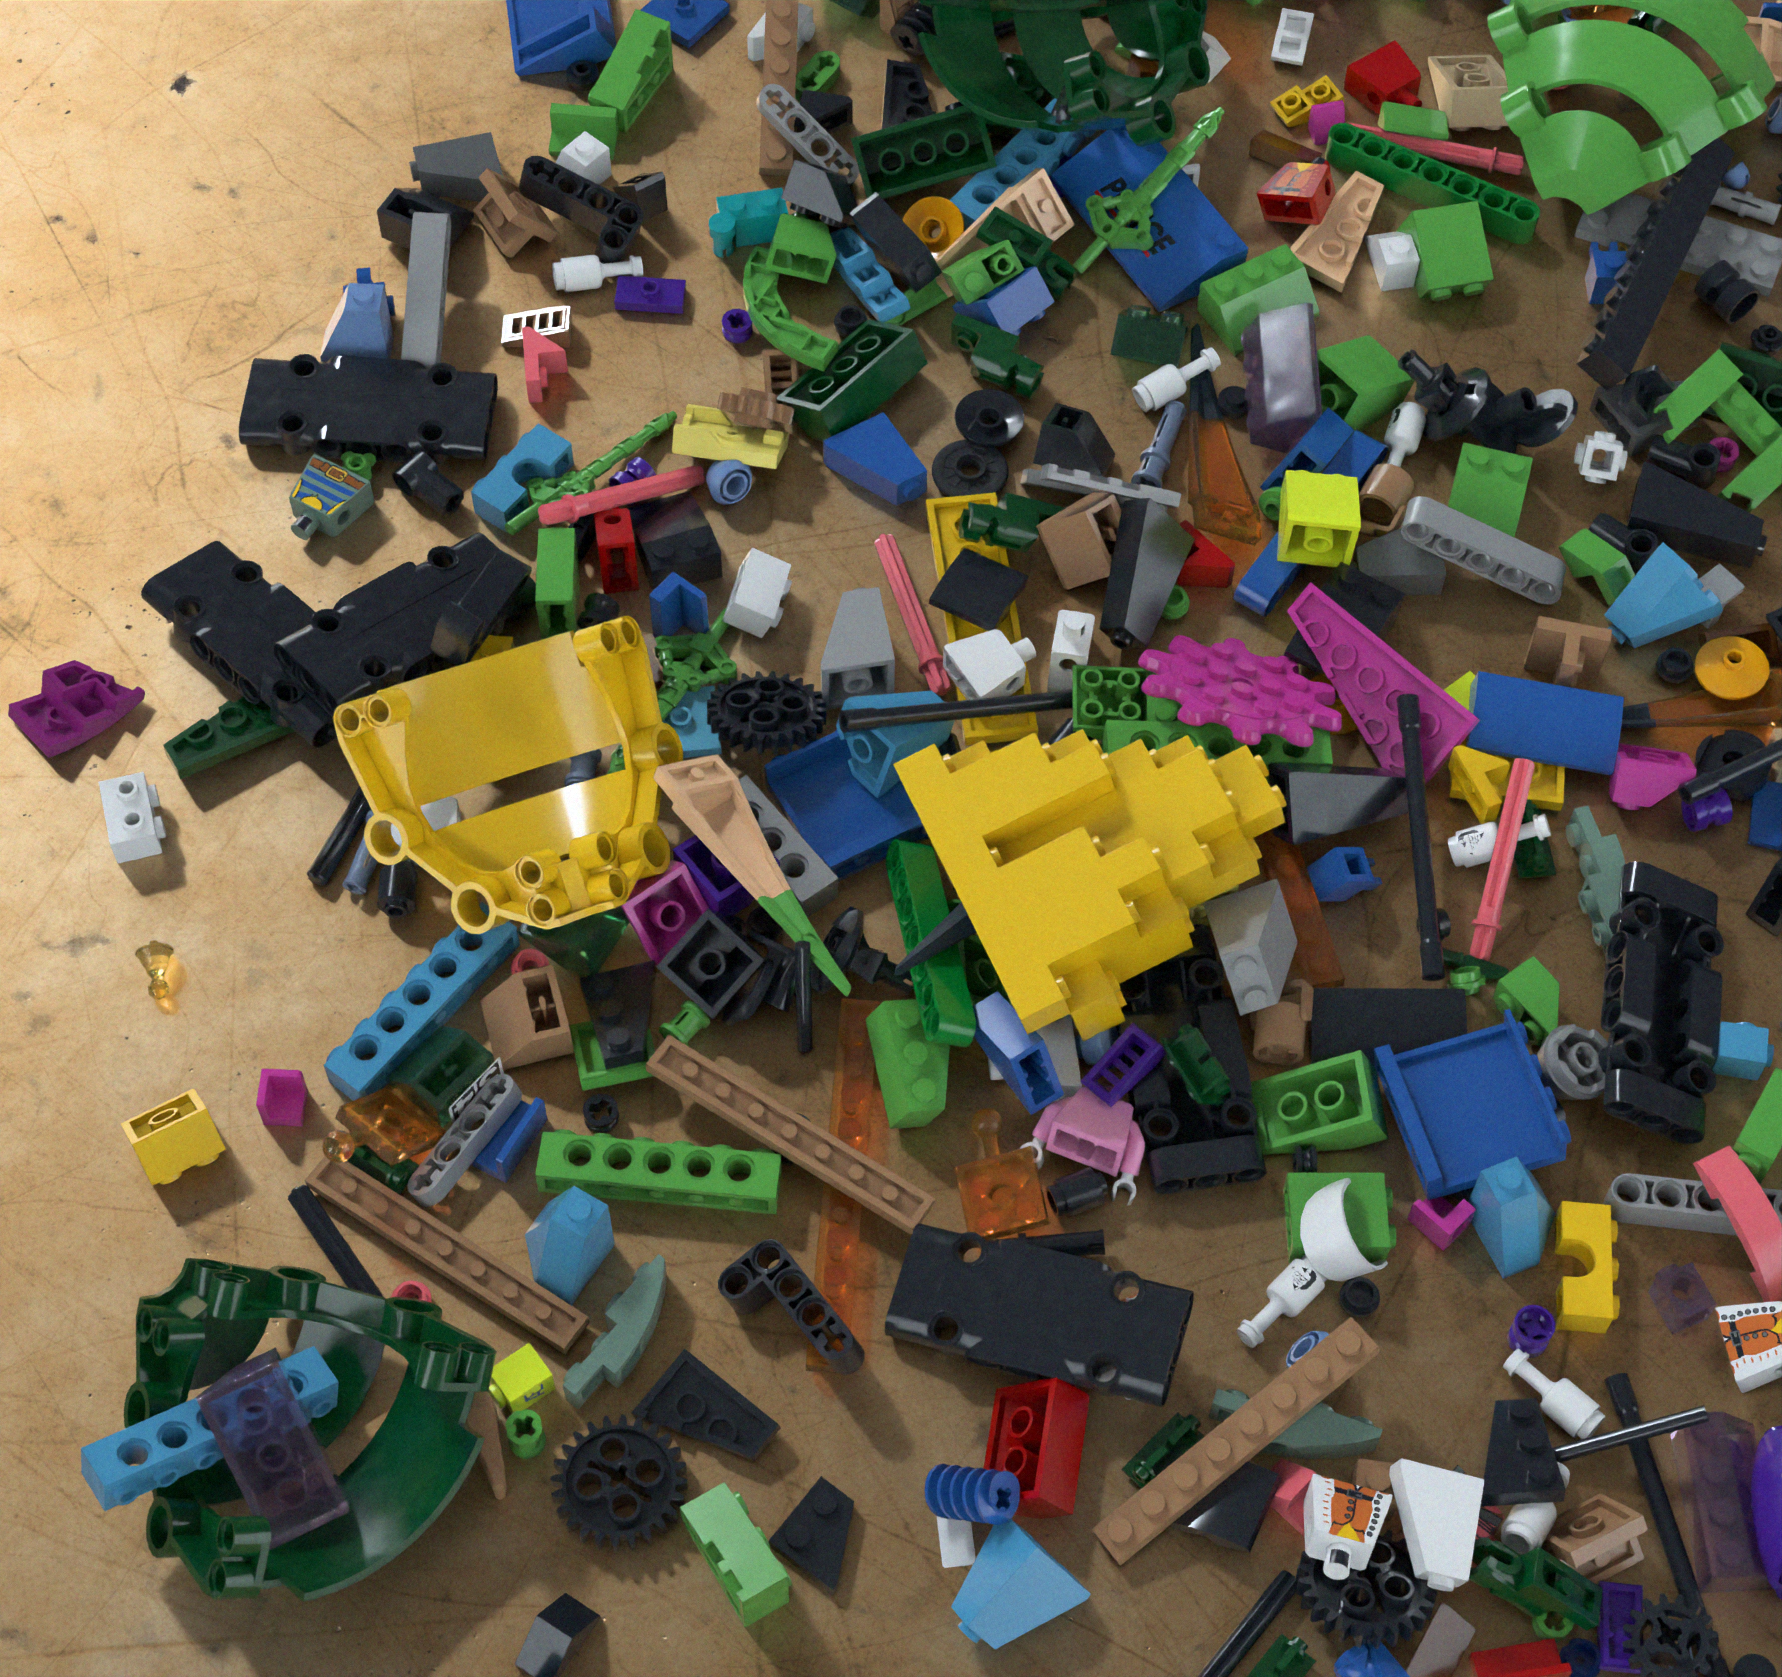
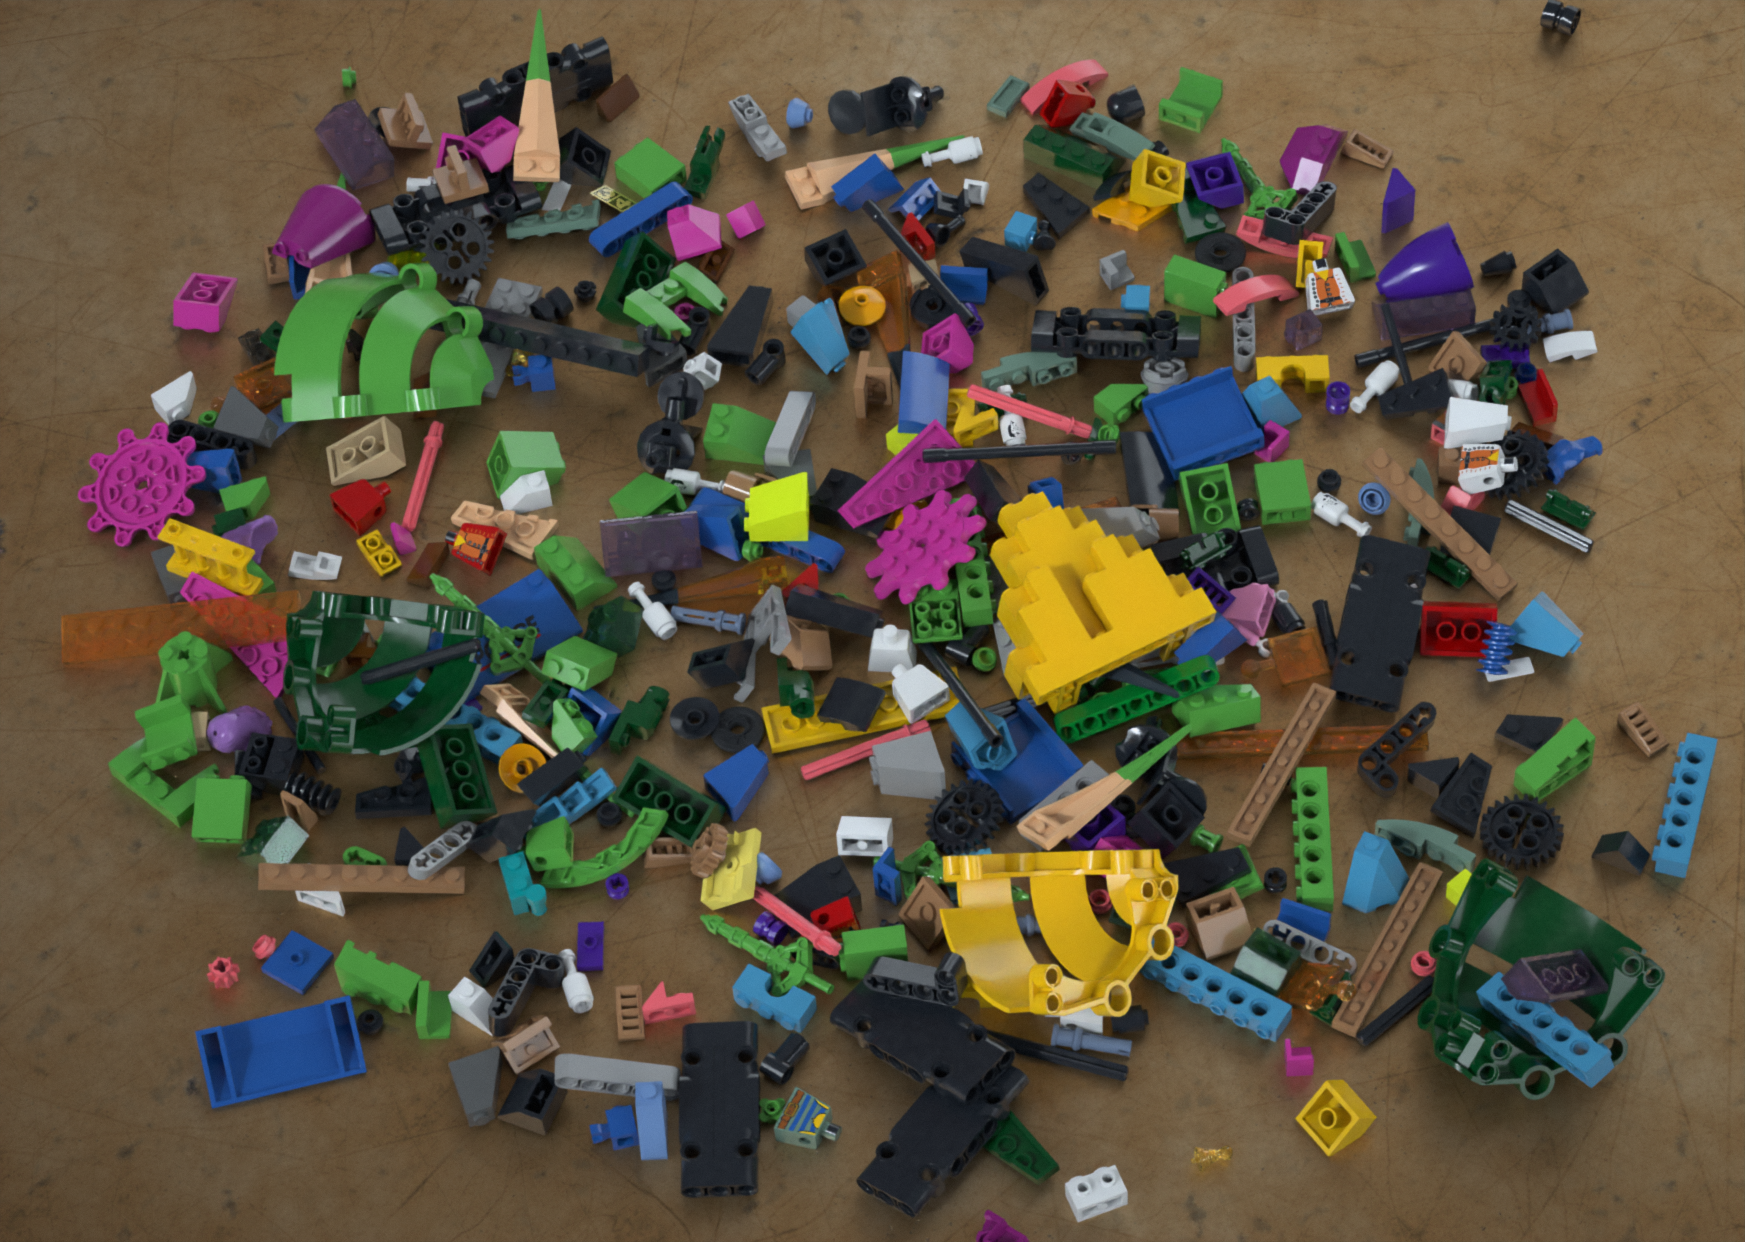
camera: 90 degrees left, 5 degrees down
(744, 1364) = (1432, 775): none -> black slope
(803, 996) = (1186, 762): black bar -> none
(1084, 284) = (579, 663): none -> bright green brick
(1328, 1238) = (1297, 482): white piece -> none
(1413, 121) = (403, 485): bright green slope -> none
(1430, 181) = (458, 475): green beam -> none
(1590, 556) = (785, 373): bright green slope -> none

